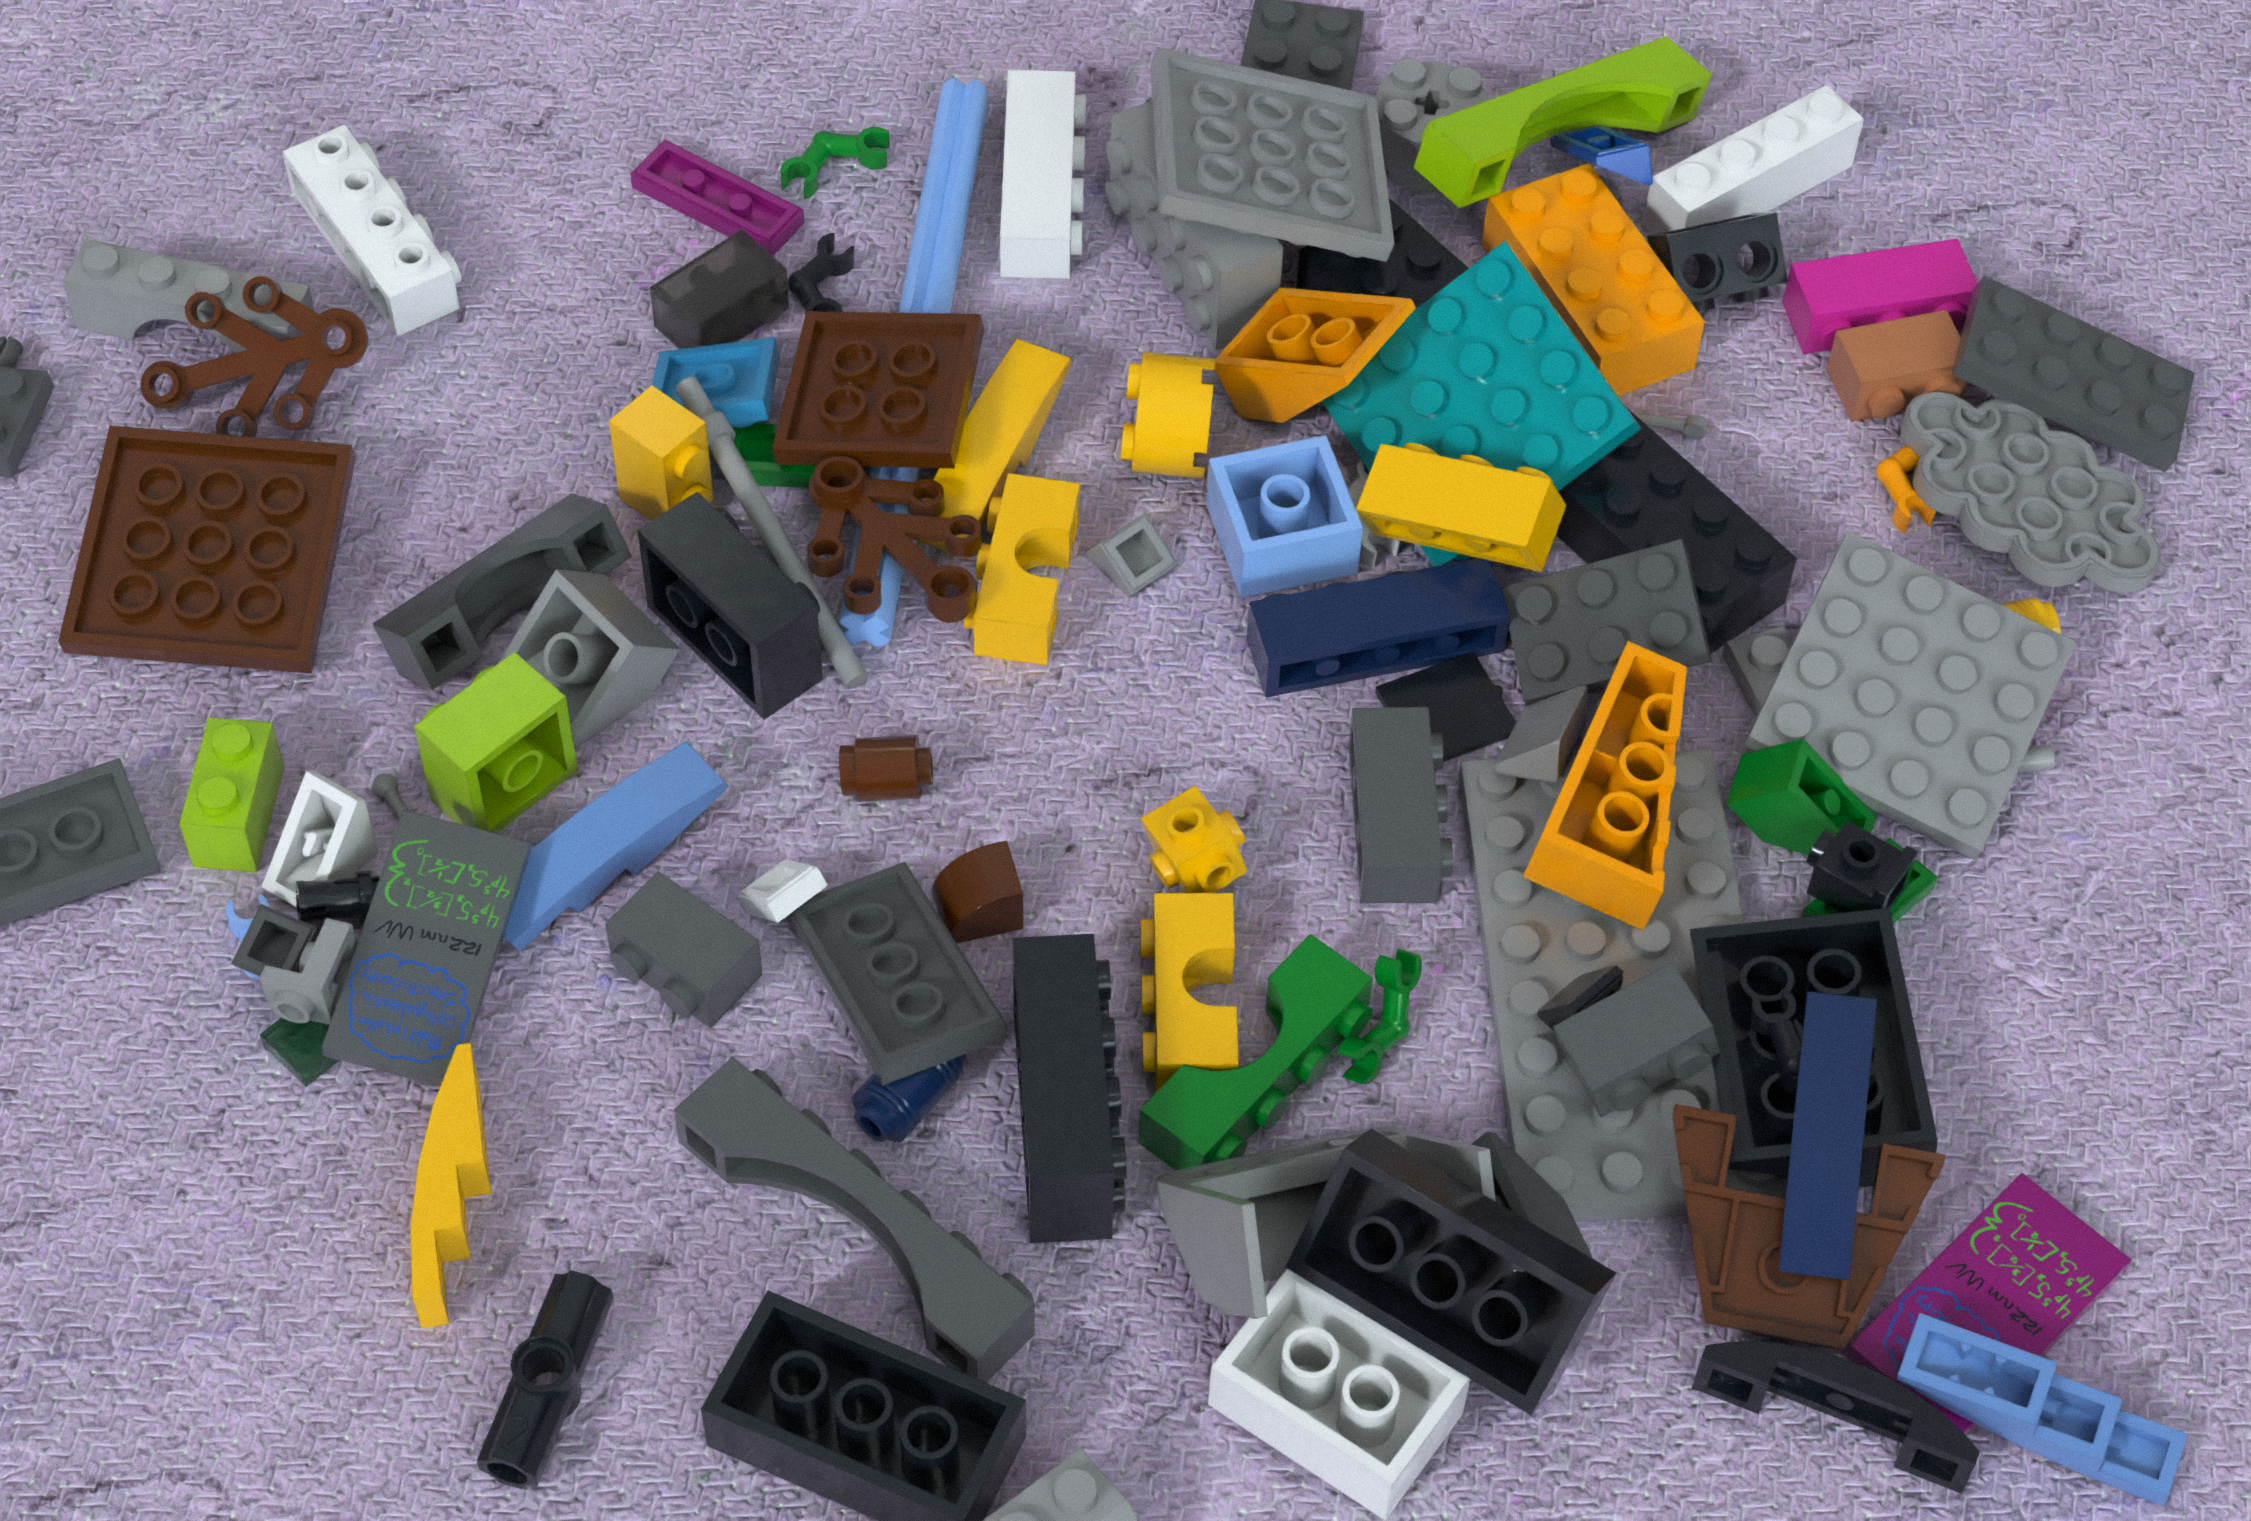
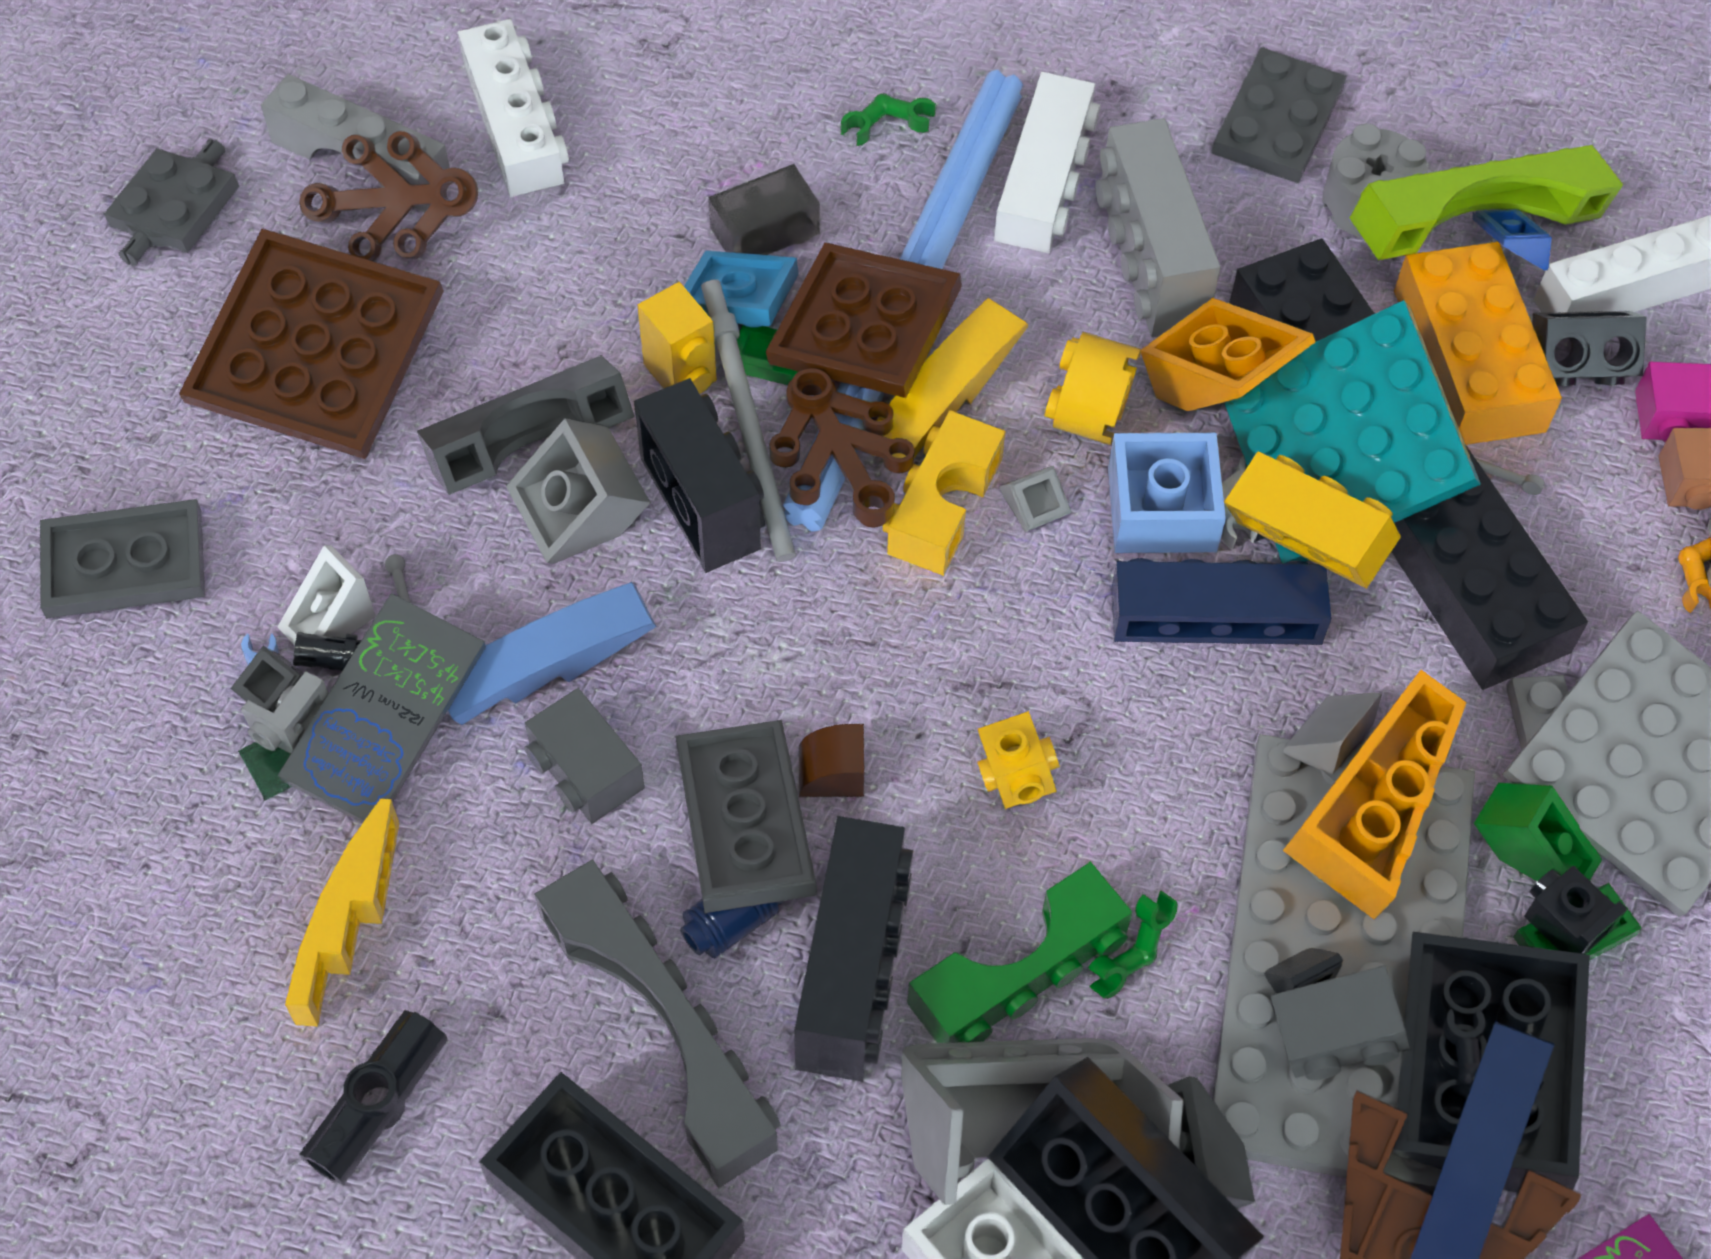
camera: 15 degrees right, 5 degrees up
(232, 794) = (272, 548): lime brick -> none
(497, 746) = (481, 554): lime brick -> none
(716, 196) = (787, 132): magenta tile -> none
(782, 890) = (676, 722): white tile -> none
(804, 281) = (835, 214): black arm -> none
(885, 768) = (786, 637): reddish brown brick -> none
(1189, 948) = (990, 846): yellow arch -> none
(1270, 155) = (1229, 186): light grey plate -> none
(1398, 805) = (1196, 762): dark grey brick -> none
(1460, 703) = (1260, 685): black piece -> none
(1578, 620) = (1391, 635): dark grey plate -> none

